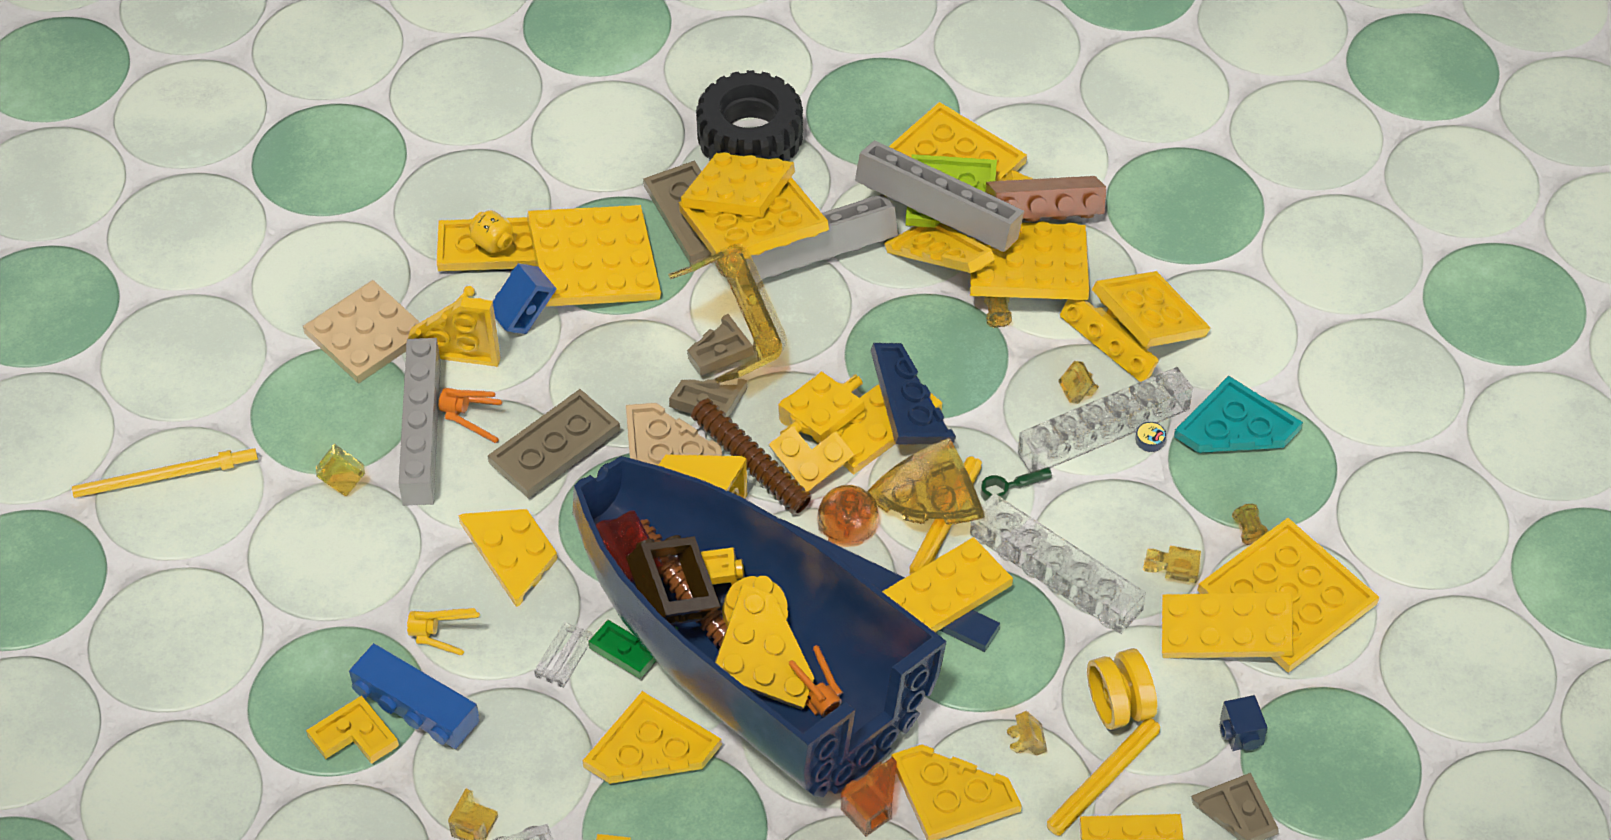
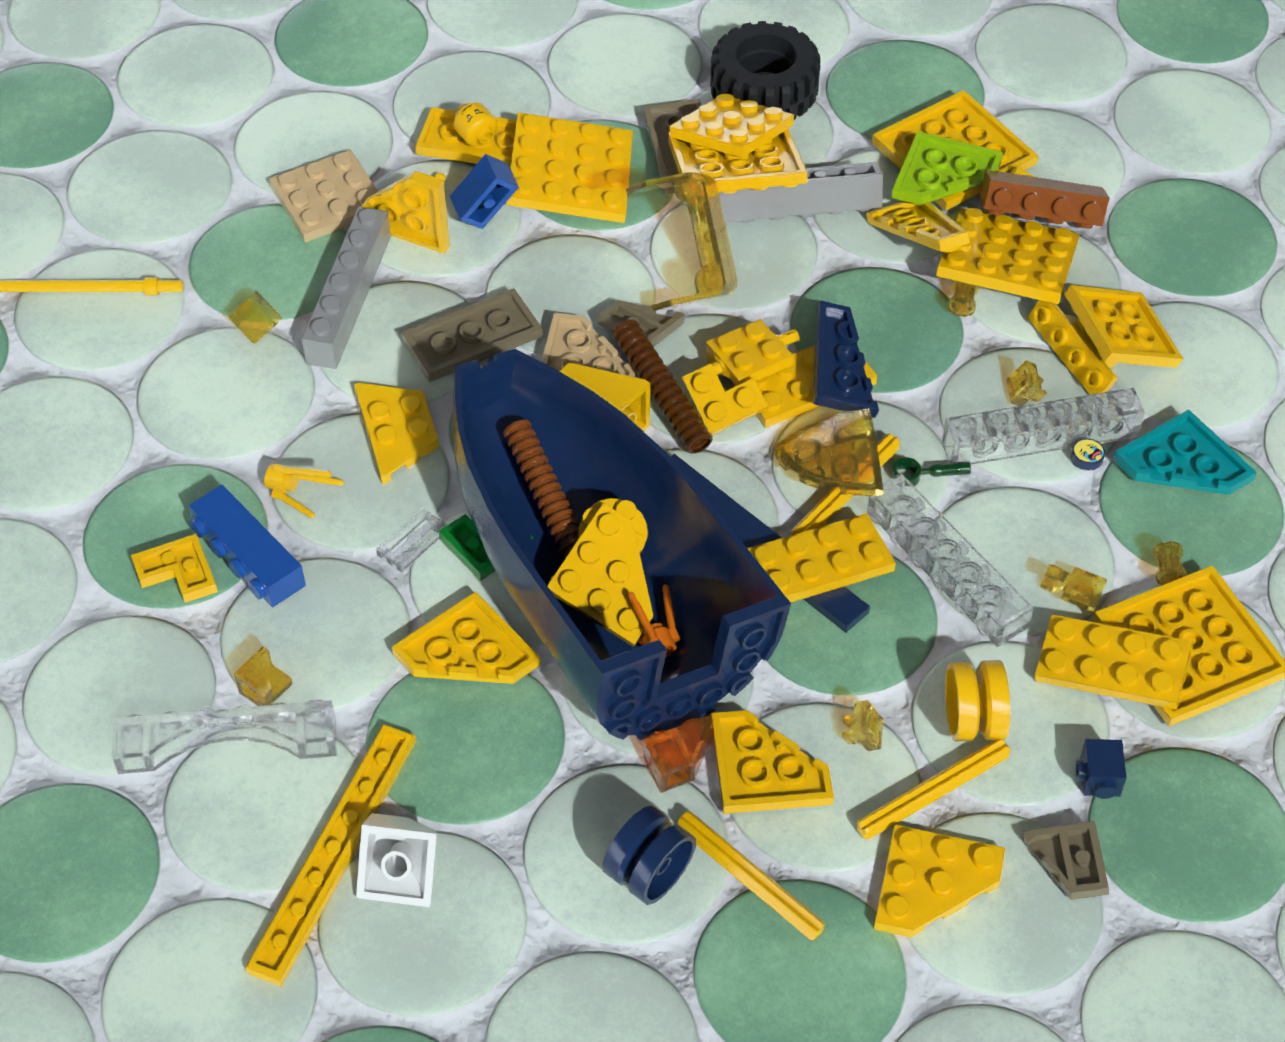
camera: 15 degrees right, 0 degrees up
(457, 401) = (390, 276): orange plant -> none
(621, 538) = (497, 442): clear red bracket -> none
(651, 587) = (524, 515): dark brown window -> none
(720, 347) = (666, 278): dark tan wing -> none
(723, 566) = (587, 483): yellow bracket -> none
(848, 515) = (744, 465): clear orange cylinder -> none
(939, 196) = (930, 172): light grey brick -> none

